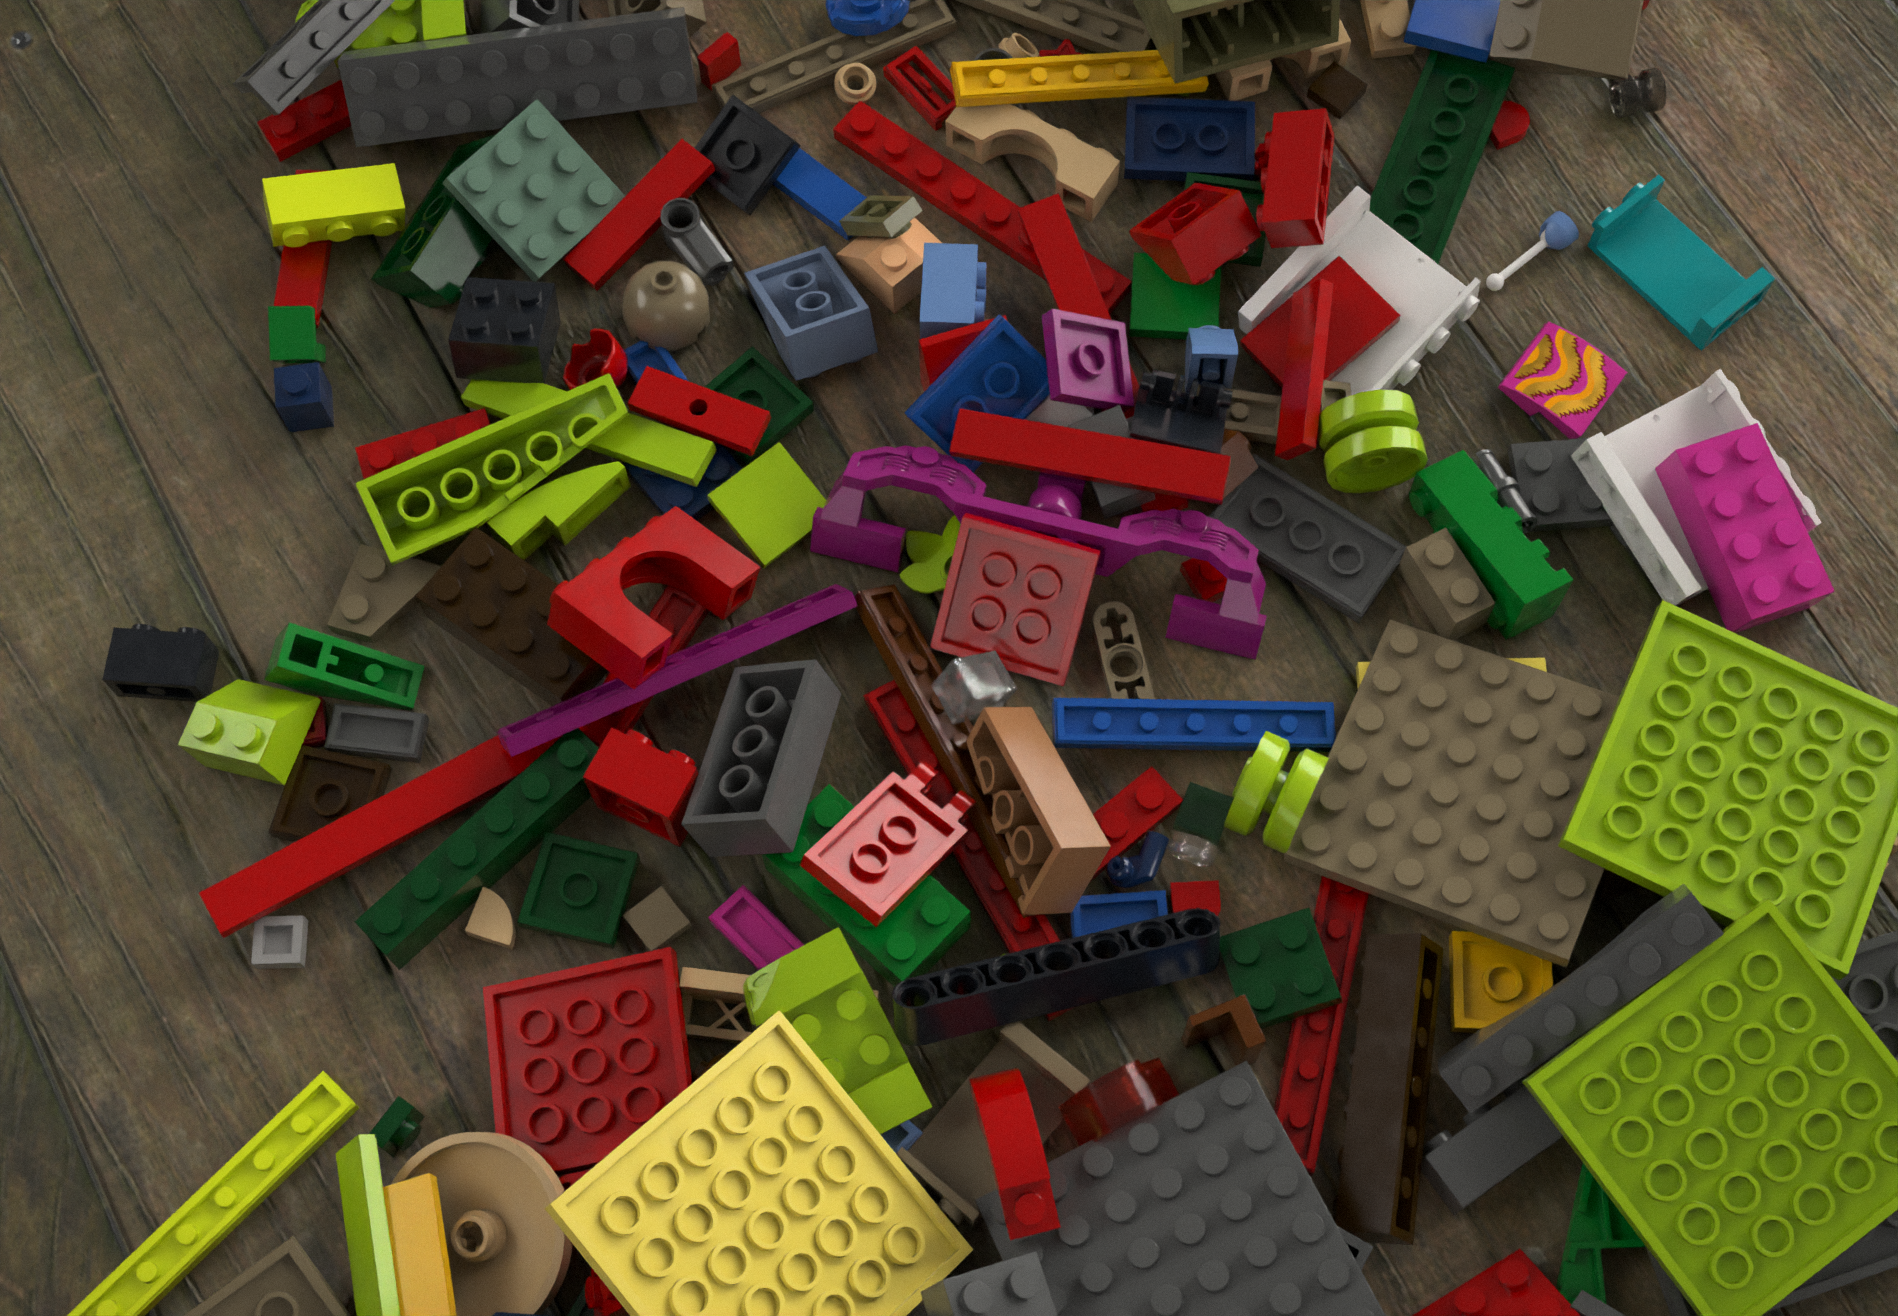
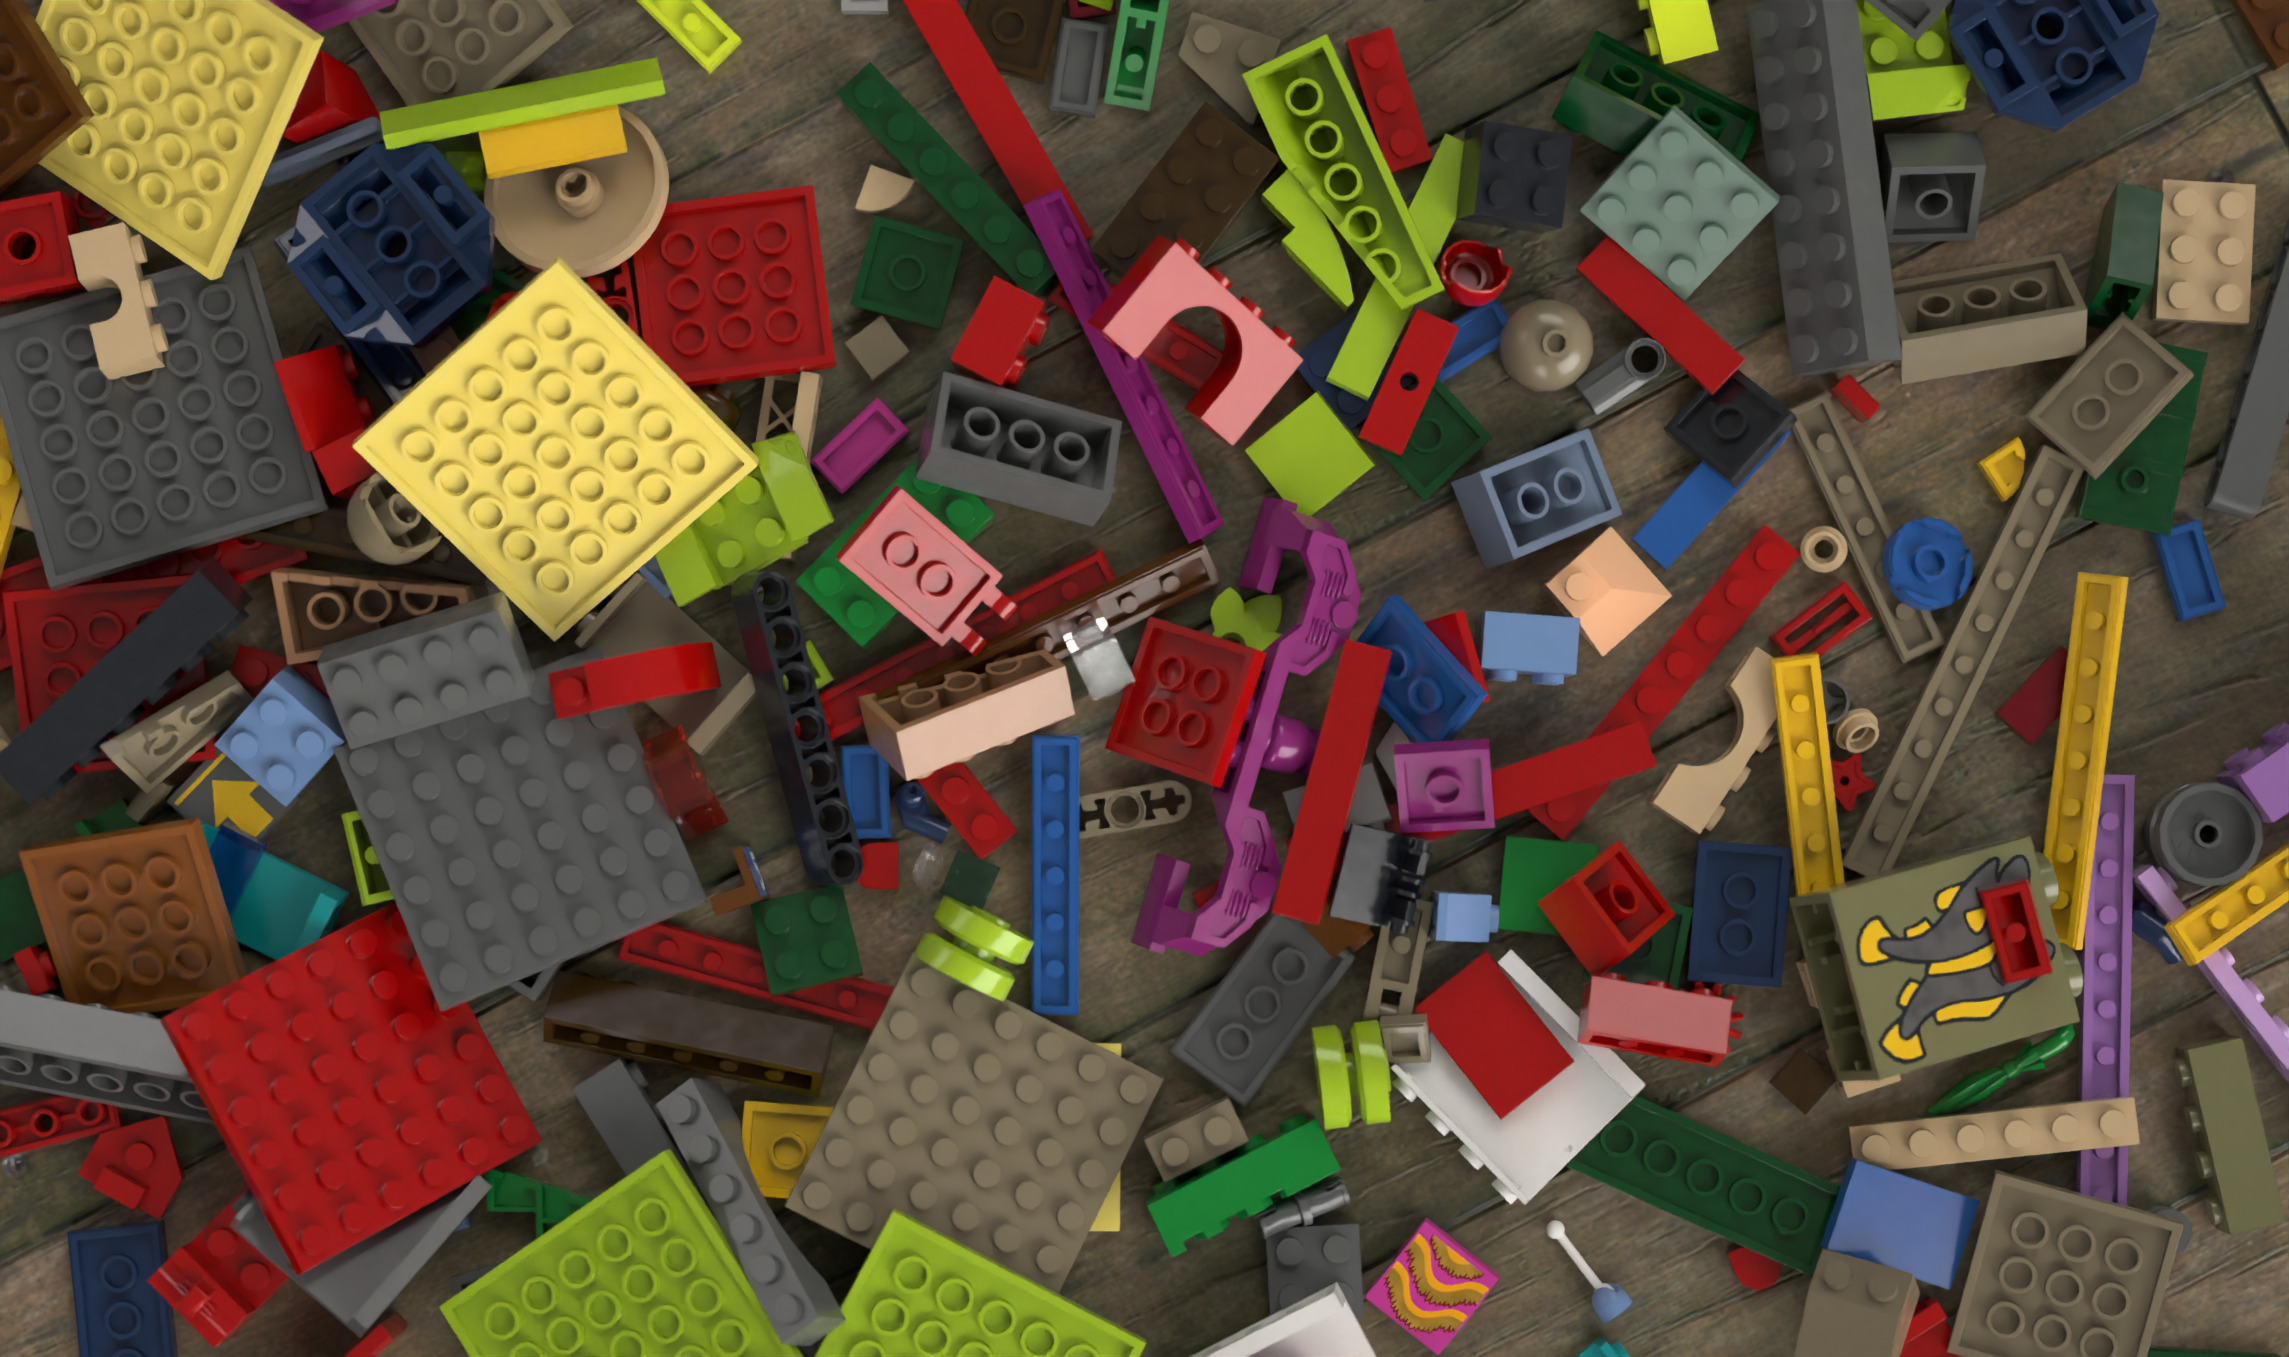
camera: 90 degrees right, 20 degrees up
(398, 1127) = (682, 113): dark green plate -> none
(881, 216) = (1633, 573): olive plate -> none
(1304, 370) = (1434, 1012): red tile -> none

